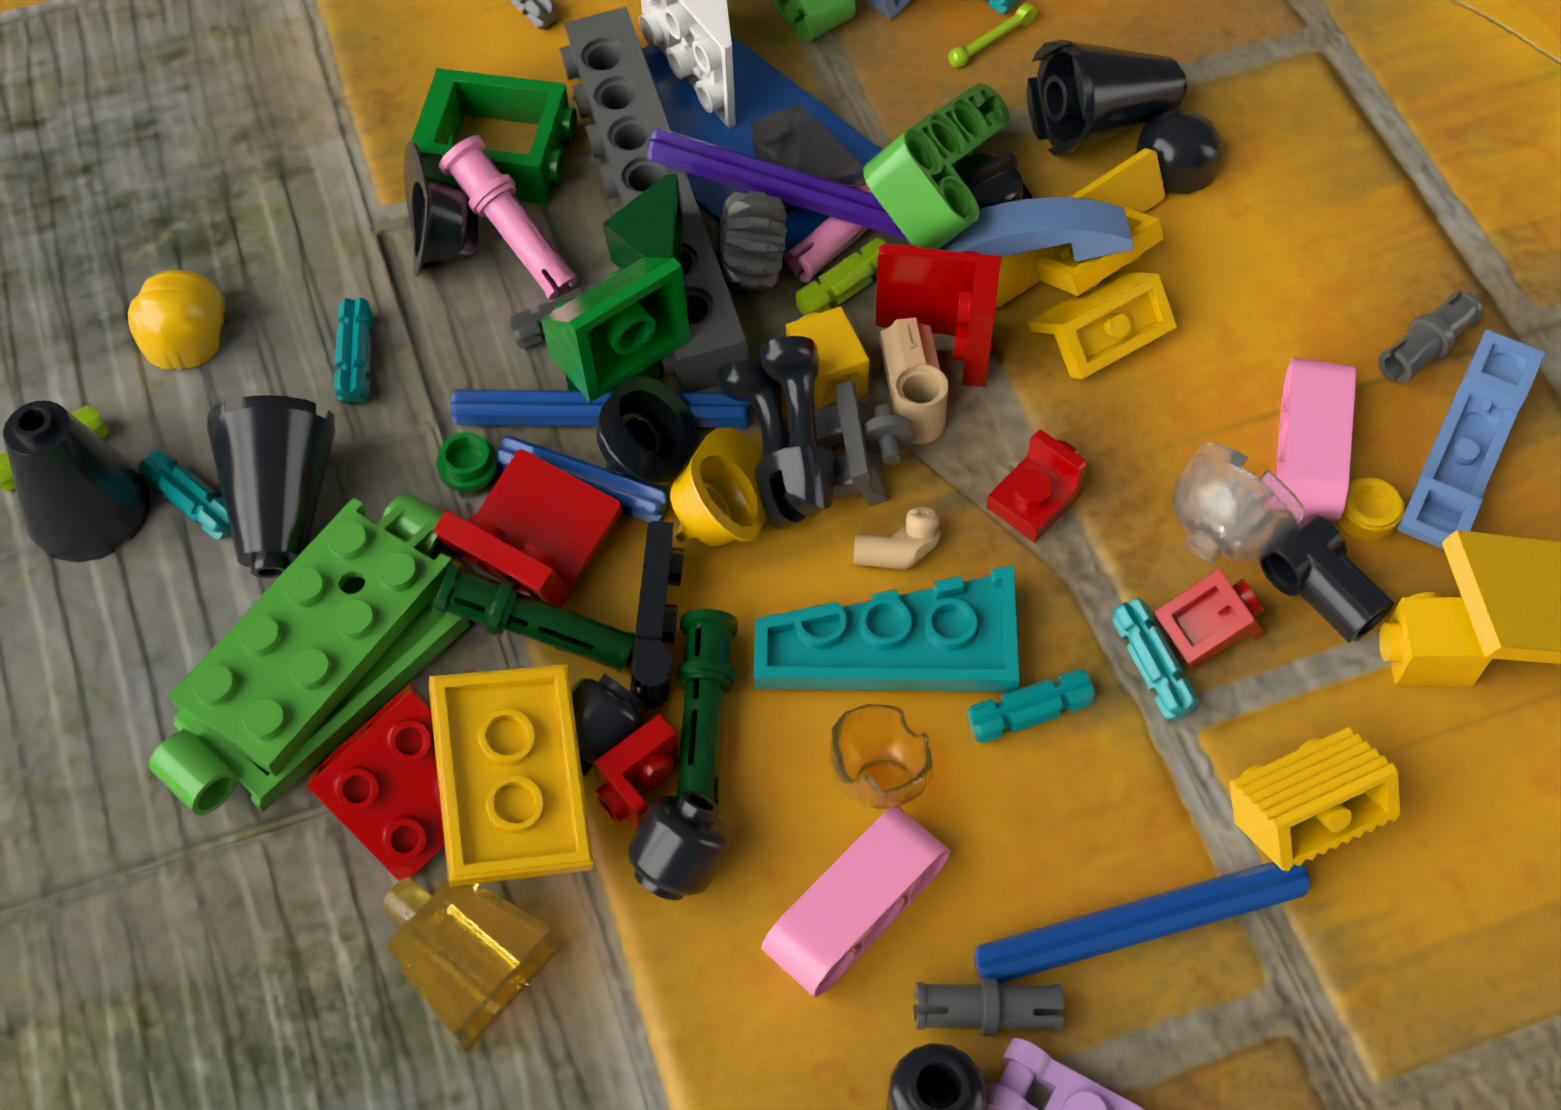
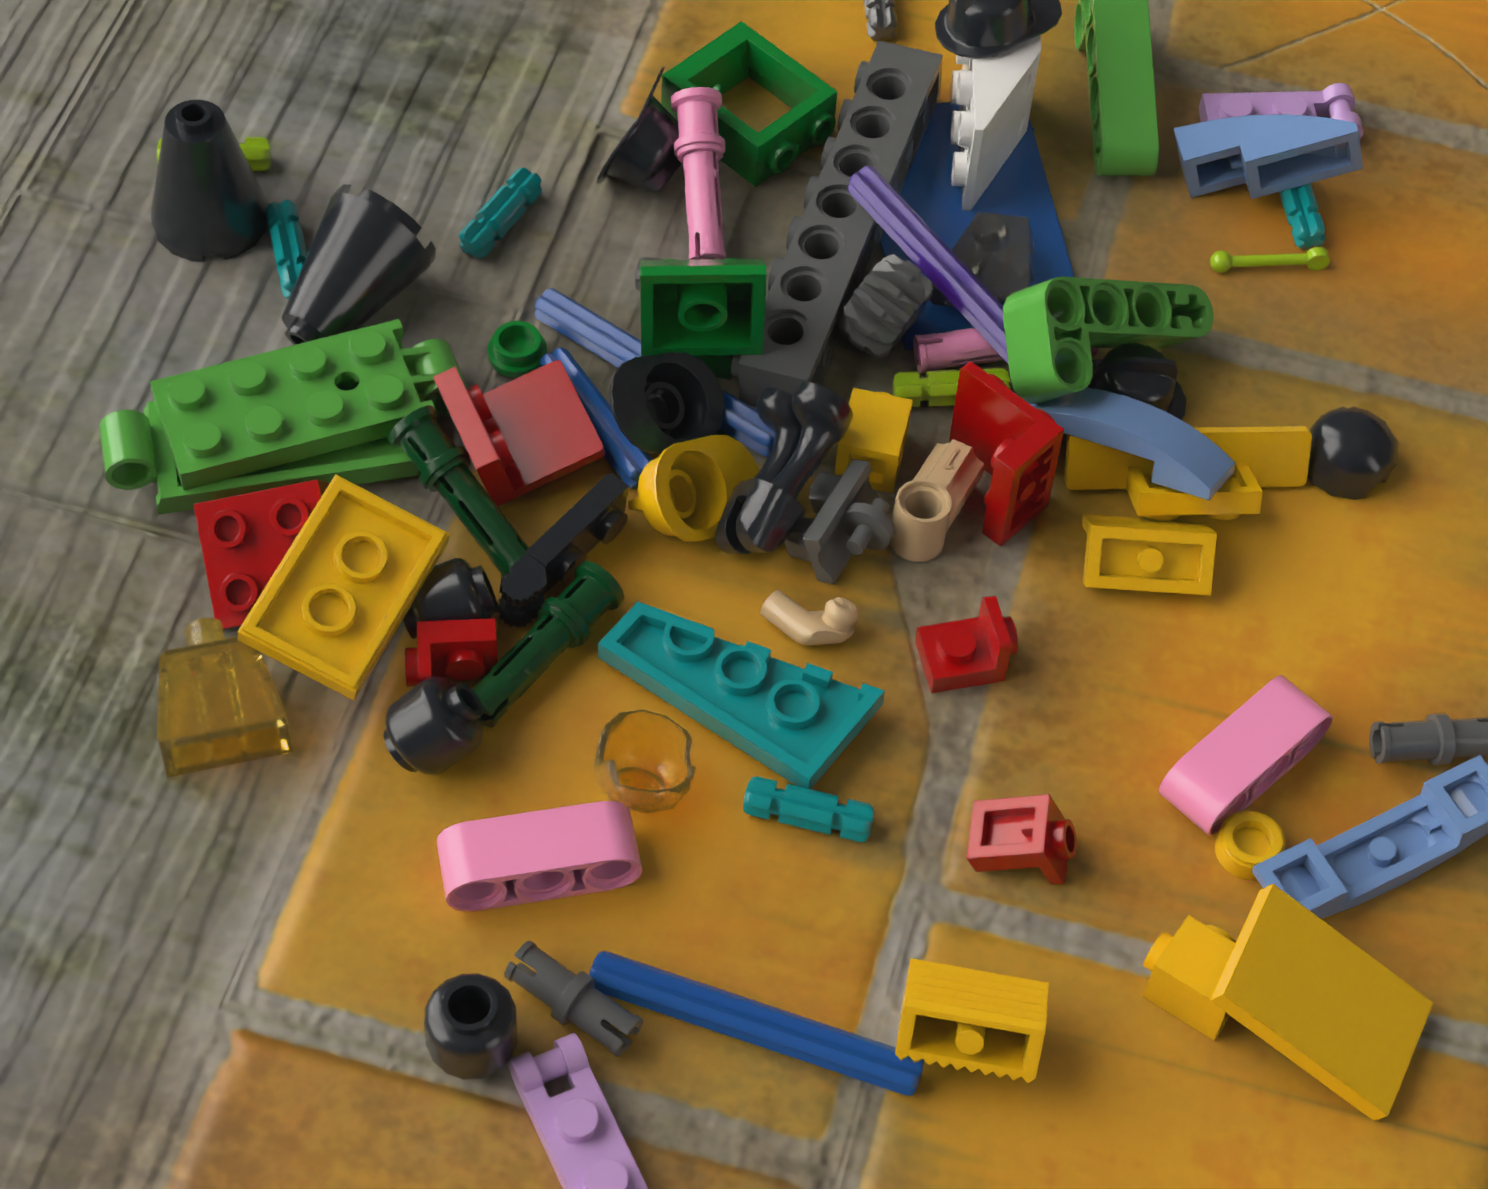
camera: 30 degrees right, 5 degrees down
(177, 319) = (384, 110): yellow hair -> none
(648, 225) = (796, 251): dark green slope -> none
(1098, 92) = (1314, 359): black cone -> none
(1155, 659) = (945, 840): teal axle -> none
(1232, 510) = (1107, 760): clear cylinder -> none
(1318, 569) = (1150, 856): black piece -> none

